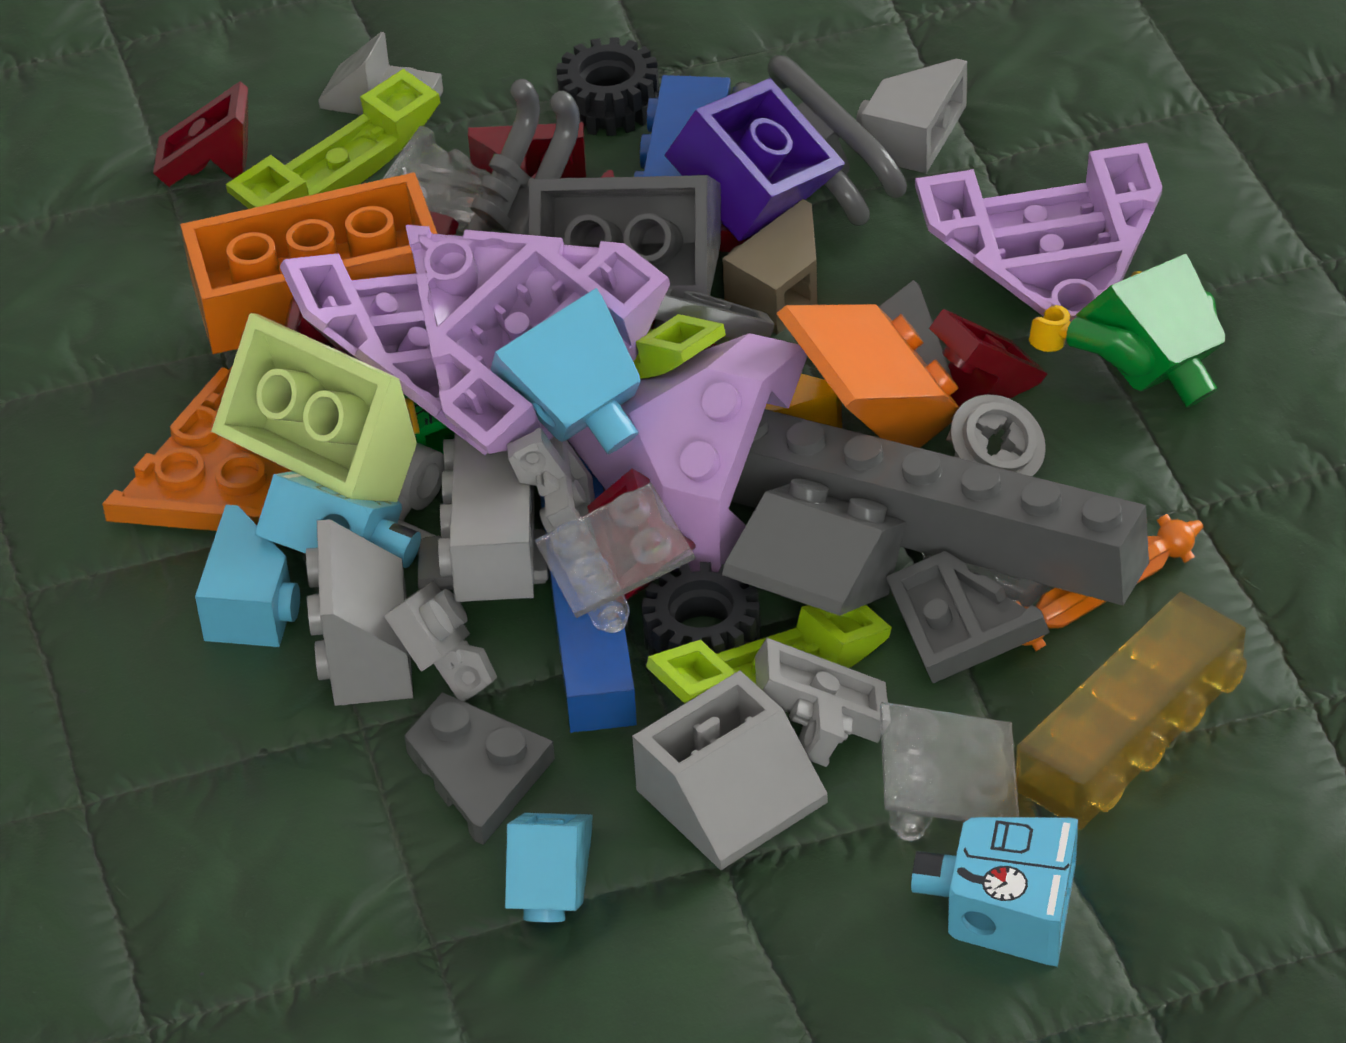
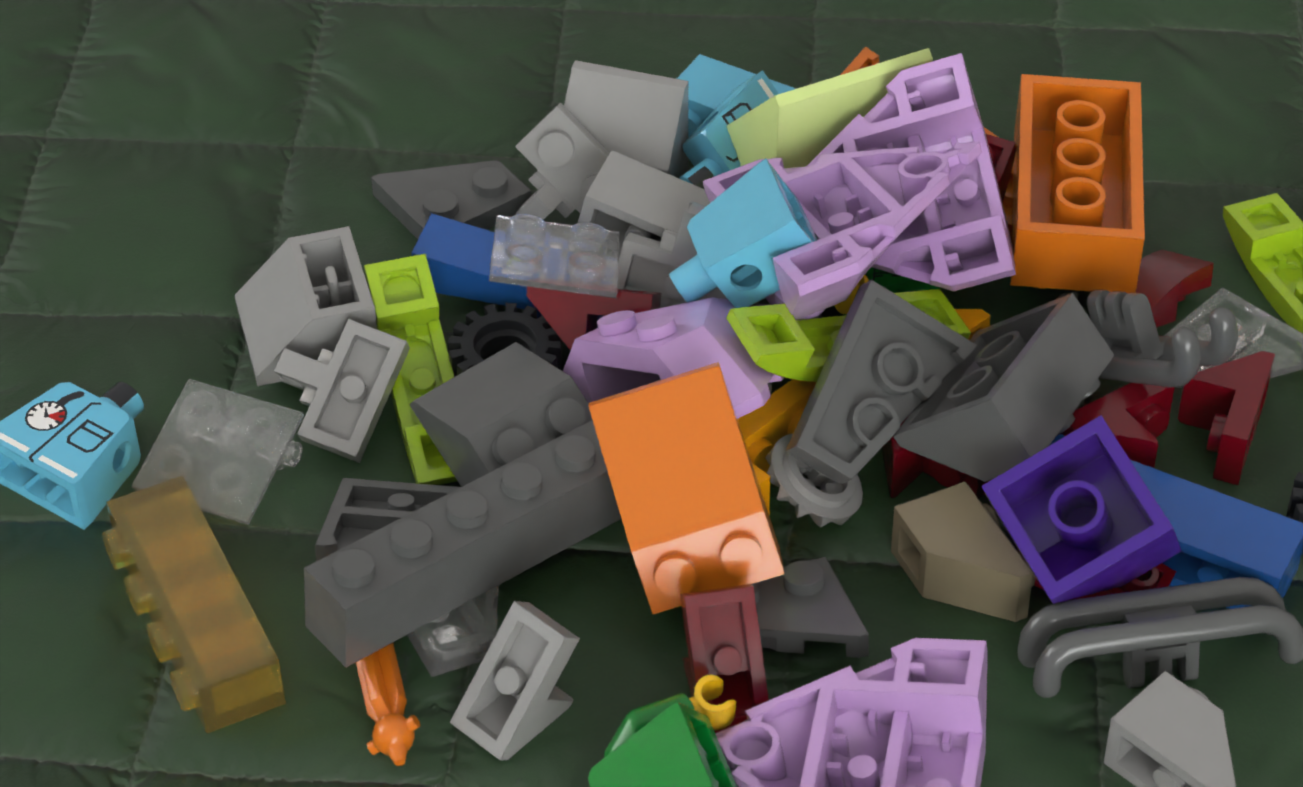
camera: 110 degrees right, 0 degrees up
(547, 864) = (304, 192): medium azure slope -> none
(985, 415) = (615, 605): light grey gear -> none
(1086, 454) = (516, 681): none -> light grey slope

